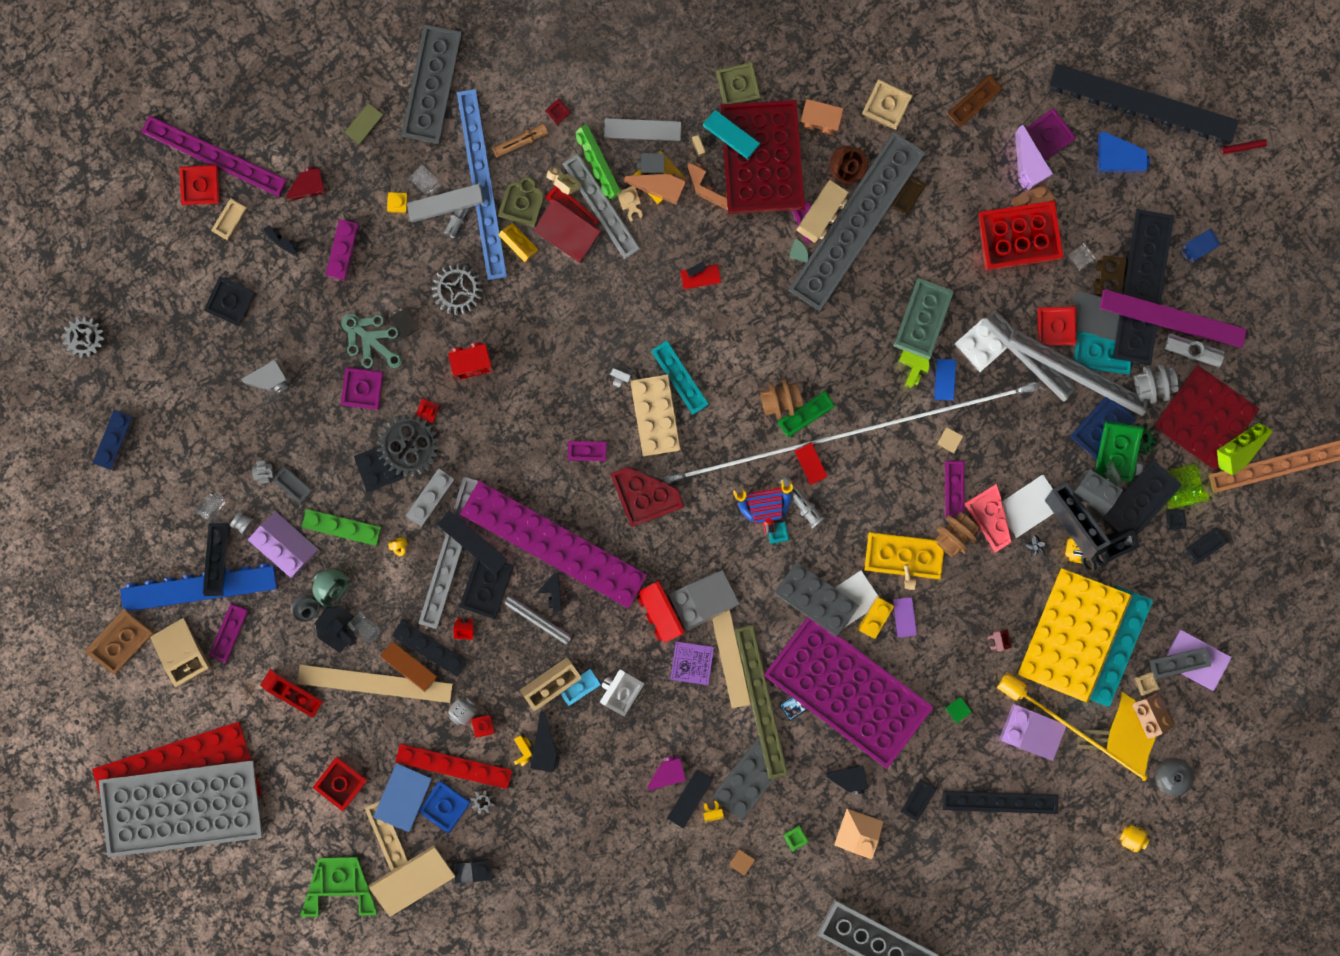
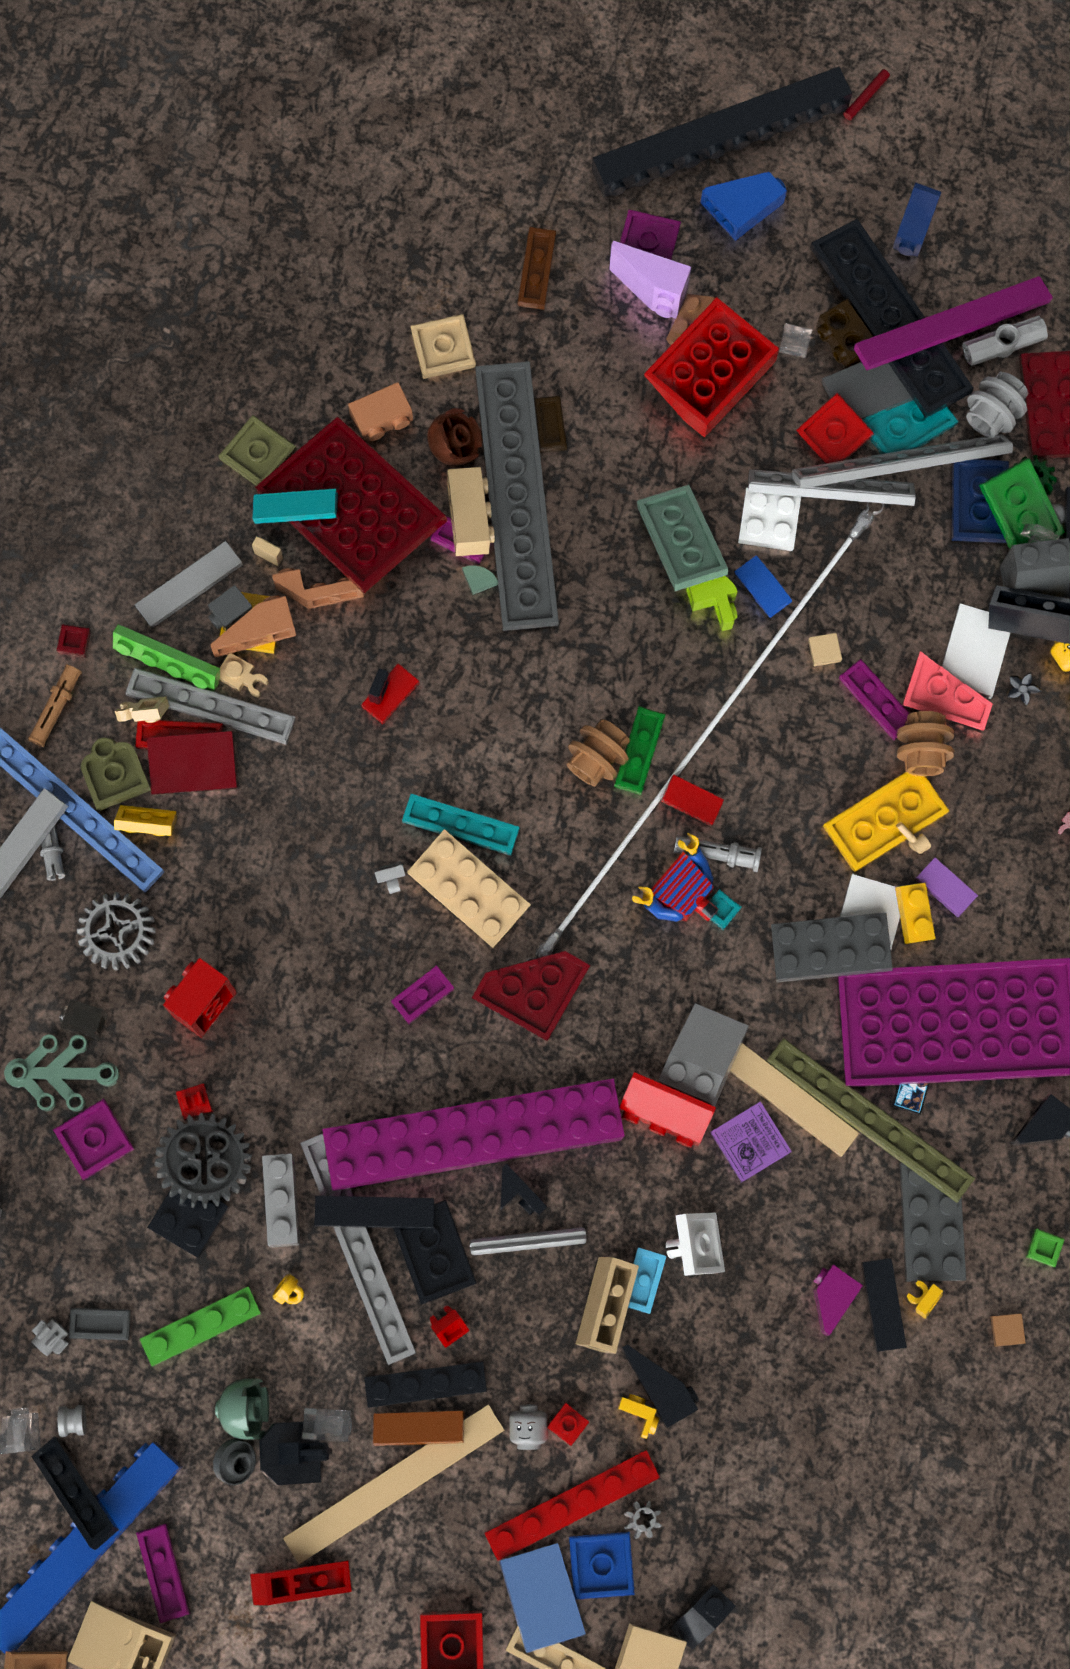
camera: 40 degrees left, 10 degrees down
(283, 544) = (145, 1406): lavender slope -> none

